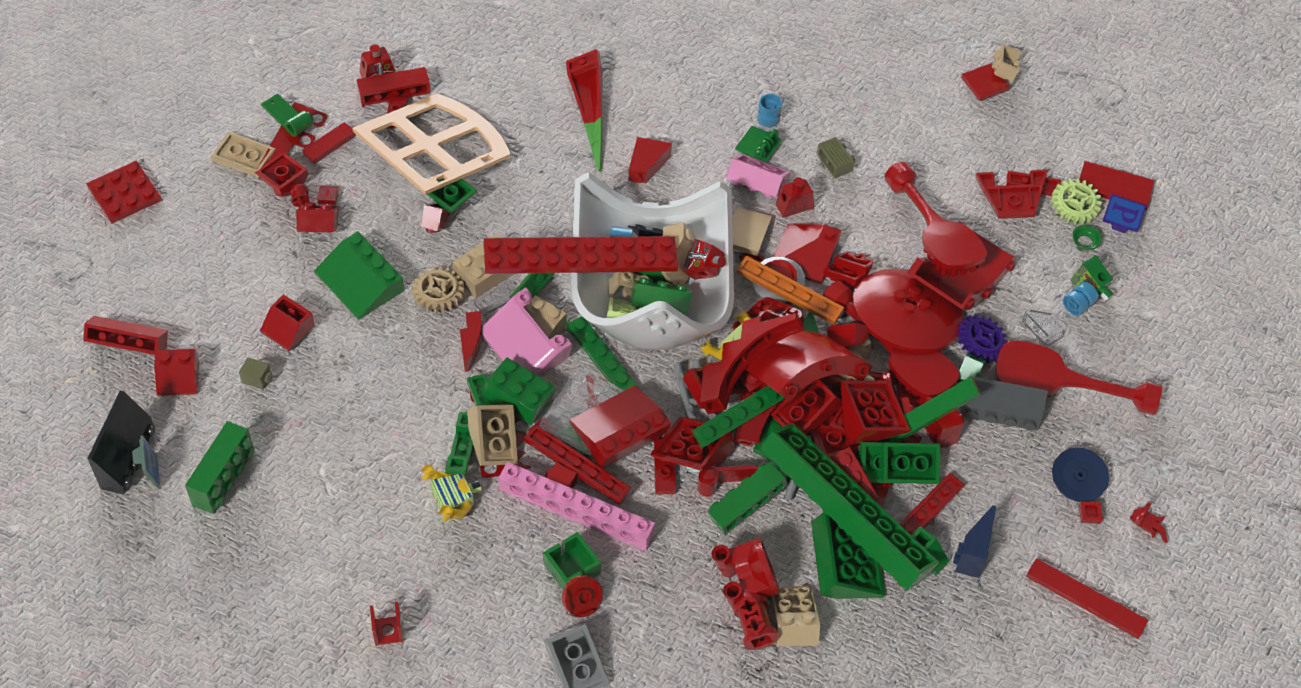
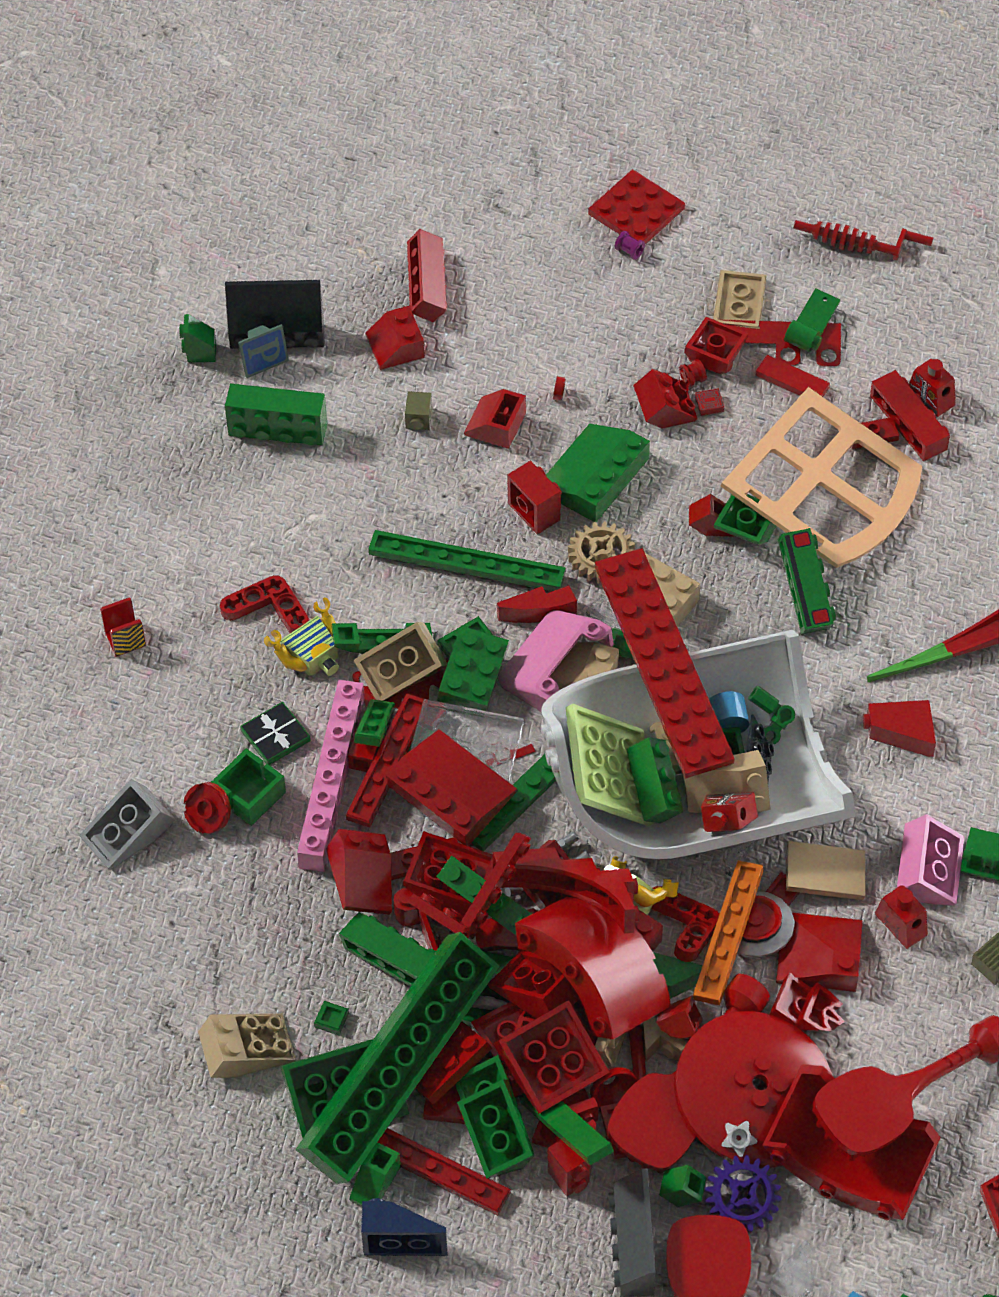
camera: 80 degrees right, 0 degrees up
(114, 510) = (198, 340): none -> green slope
(160, 203) = (629, 245): none -> magenta bush
(223, 74) = (853, 239): none -> red piece
(275, 279) = (559, 388): none -> red tile
(376, 314) = (534, 497): none -> red brick
(392, 511) = (273, 597): none -> red beam
(409, 377) = (466, 561): none -> green plate
(518, 174) = (806, 581): none -> green brick
(520, 539) = (275, 733): none -> black tile
(545, 463) = (374, 722): none -> green tile
(622, 217) = (781, 713): none -> green bar
(673, 500) = (362, 870): none -> red slope
(740, 413) = (488, 894): none -> red bracket
(751, 594) = (278, 982): red piece -> none
(783, 555) = (331, 1018): none -> green tile
(948, 324) = (746, 1138): none -> white plate

